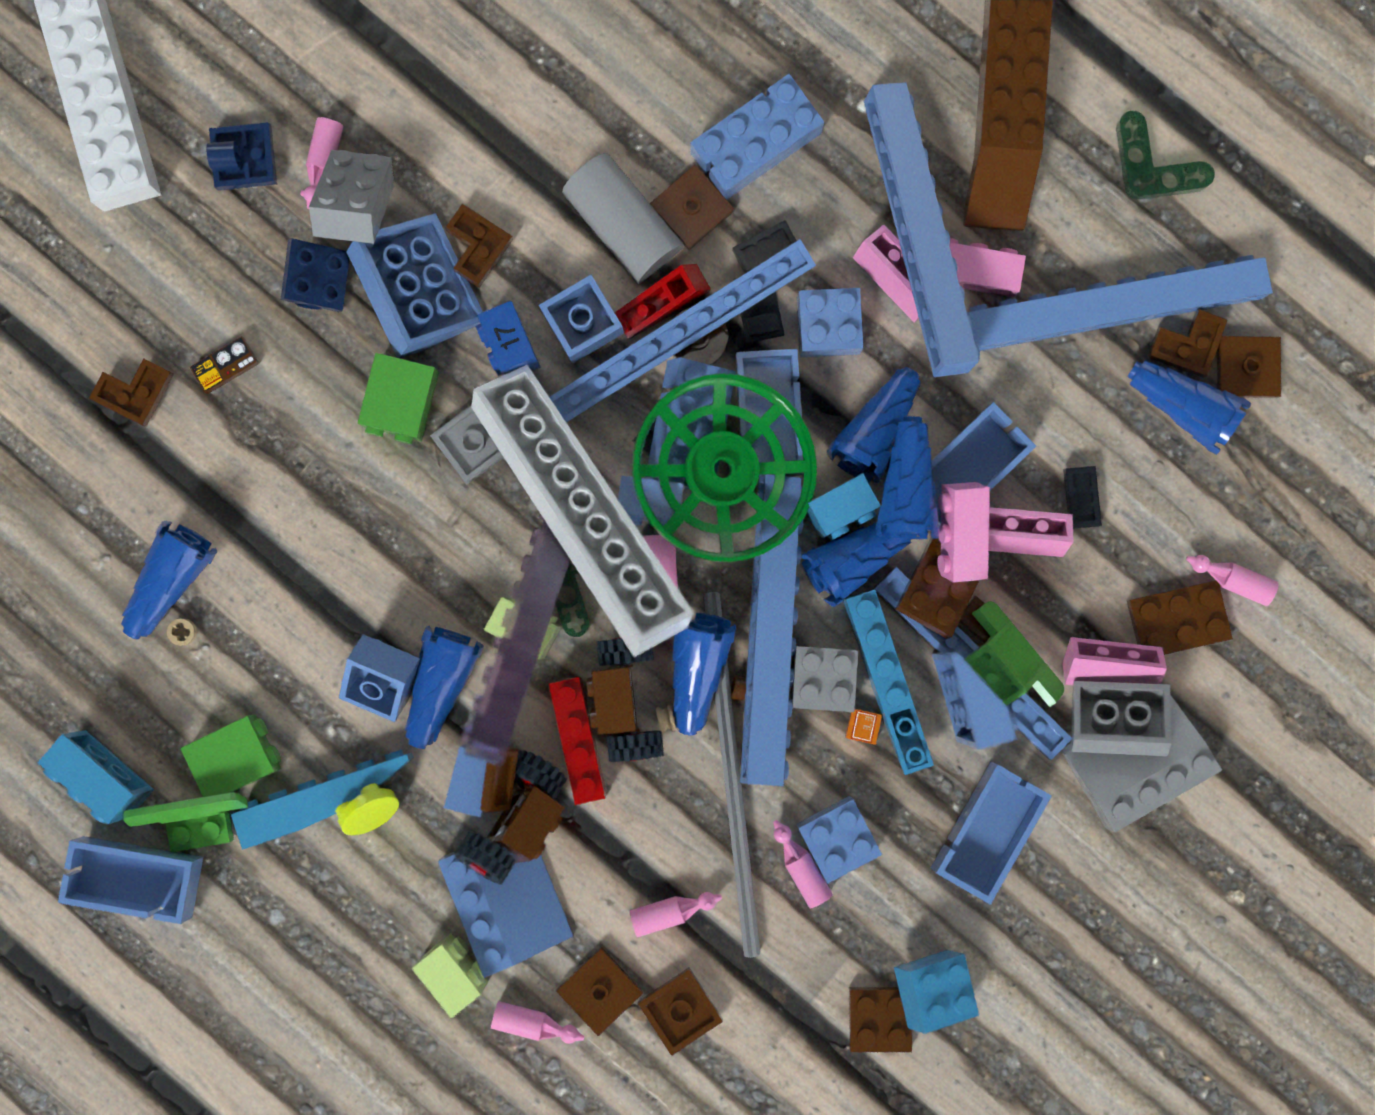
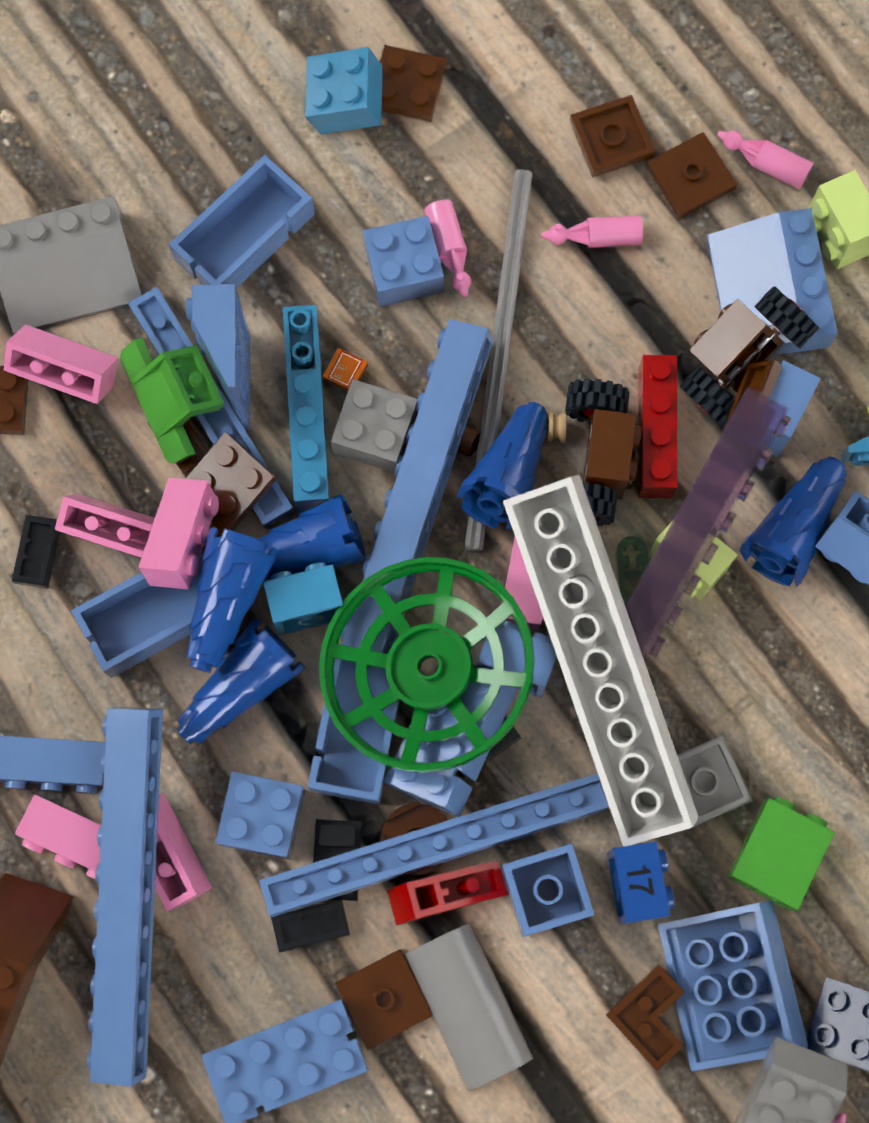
camera: 165 degrees left, 10 degrees down
(1121, 718) = (70, 305): light grey brick -> none

